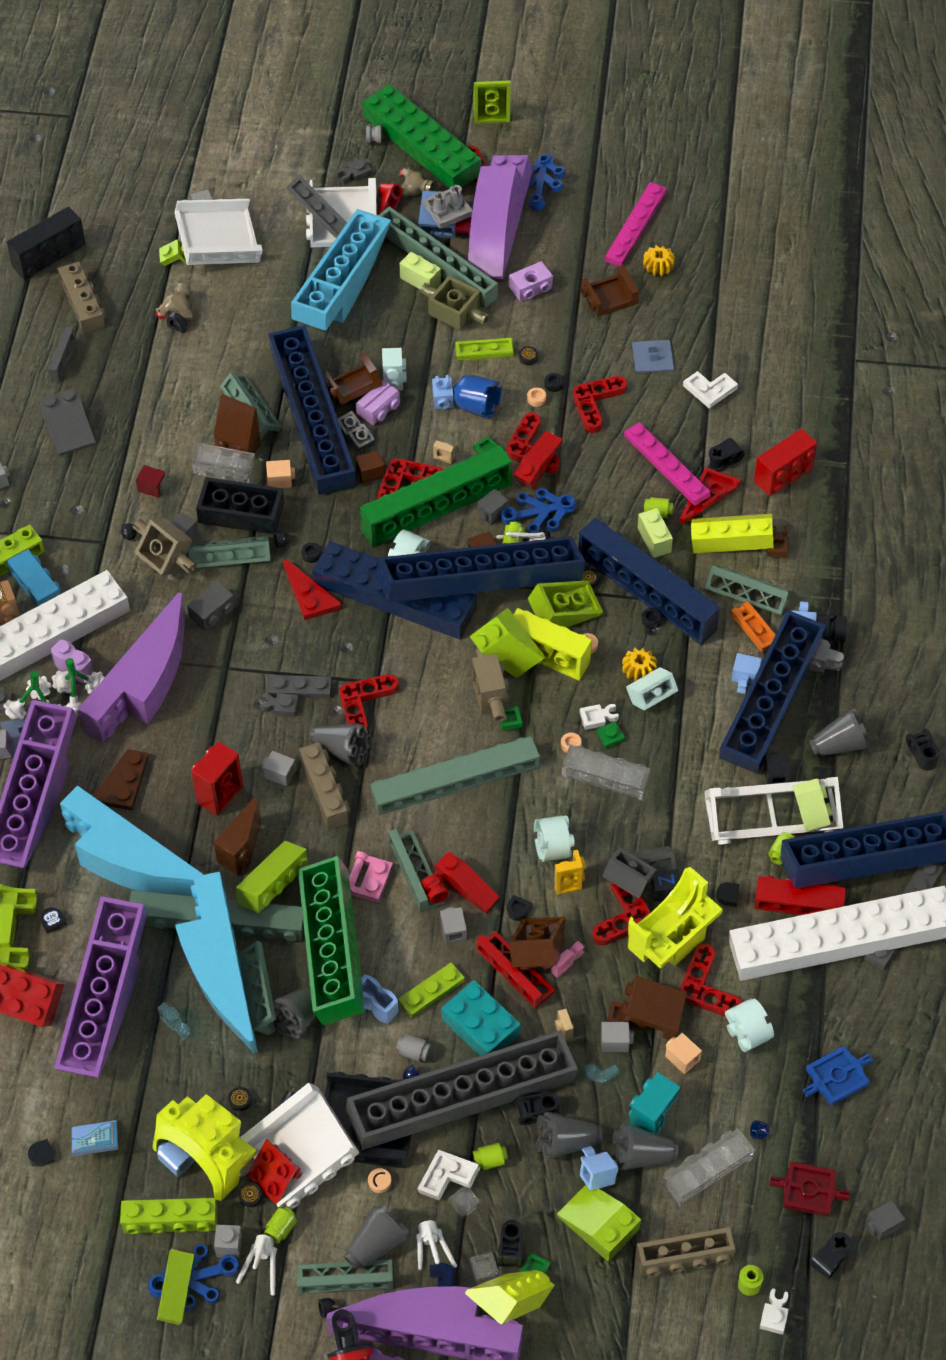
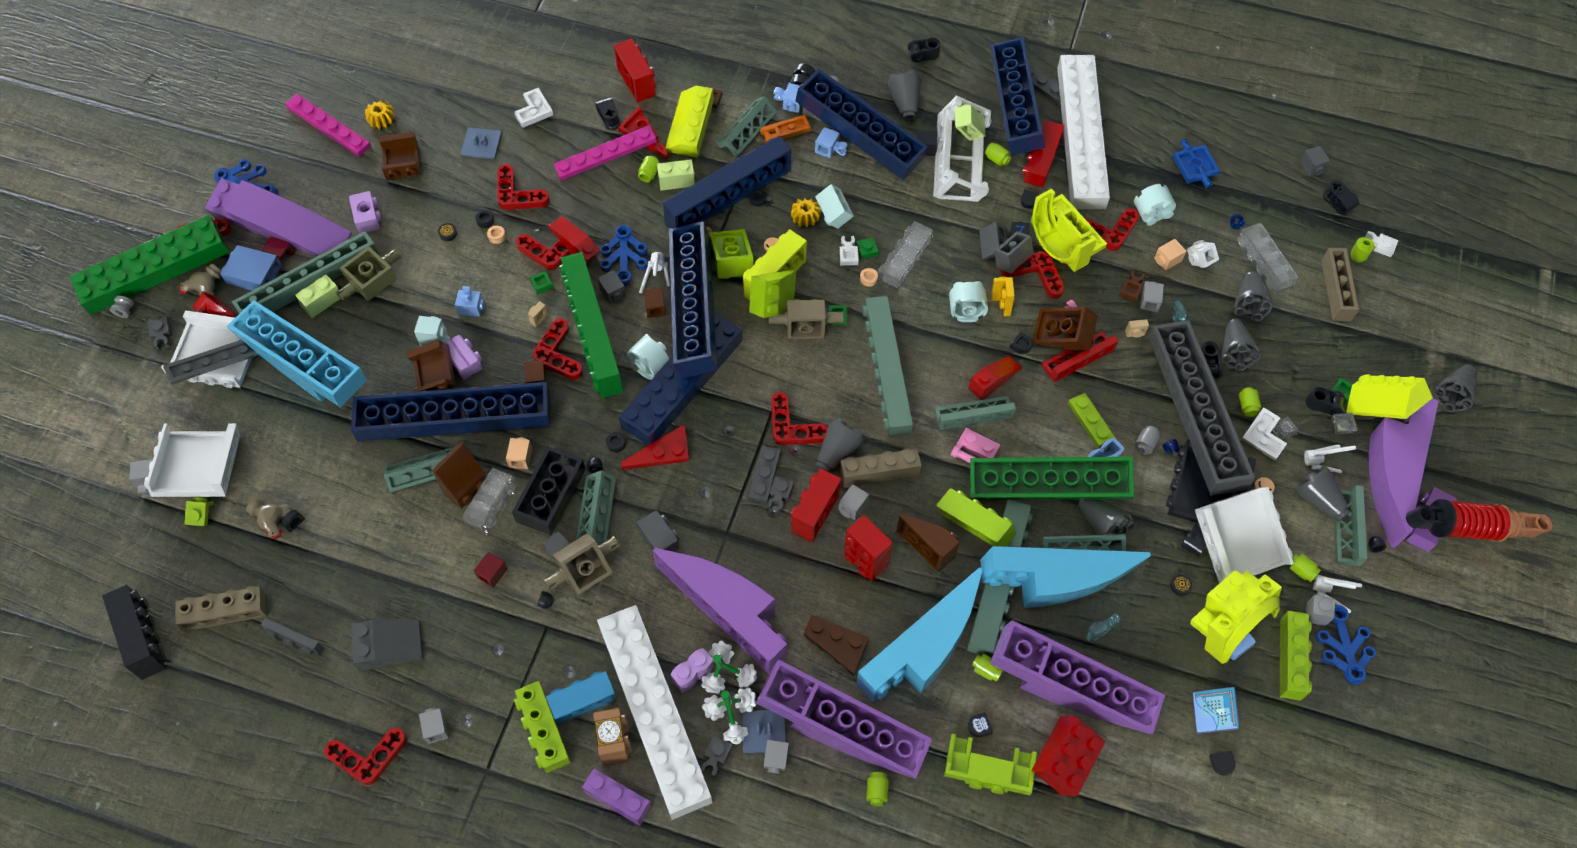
camera: 80 degrees left, 5 degrees up
(175, 1287) = (1362, 658): lime tile -> none
(263, 729) = (815, 505): none -> red brick
(273, 1171) = (1260, 560): red hinge -> none
(355, 431) = (489, 378): light grey slope -> none
(434, 887) = (1001, 396): red wheel -> none
(444, 1274) = (1362, 452): clear blue bracket -> none
(448, 207) = (254, 252): light grey plate -> none
(453, 925) = (1035, 391): light grey brick -> none
(477, 395) = (486, 273): blue cylinder -> none
(480, 1020) = (1129, 386): teal brick -> none
(484, 349) = (426, 264): lime tile -> none
(491, 102) = (135, 198): lime slope -> none
(513, 527) = (646, 276): lime brick -> none
(597, 1169) = (1268, 327): light blue brick -> none
(600, 1221) = (1308, 336): lime slope -> none
(652, 1105) = (1224, 276): teal brick -> none
(653, 1005) = (1132, 263): reddish brown panel -> none
(692, 1086) = (1202, 254): none -> white brick
(809, 1189) = (1286, 200): dark red plate -> none

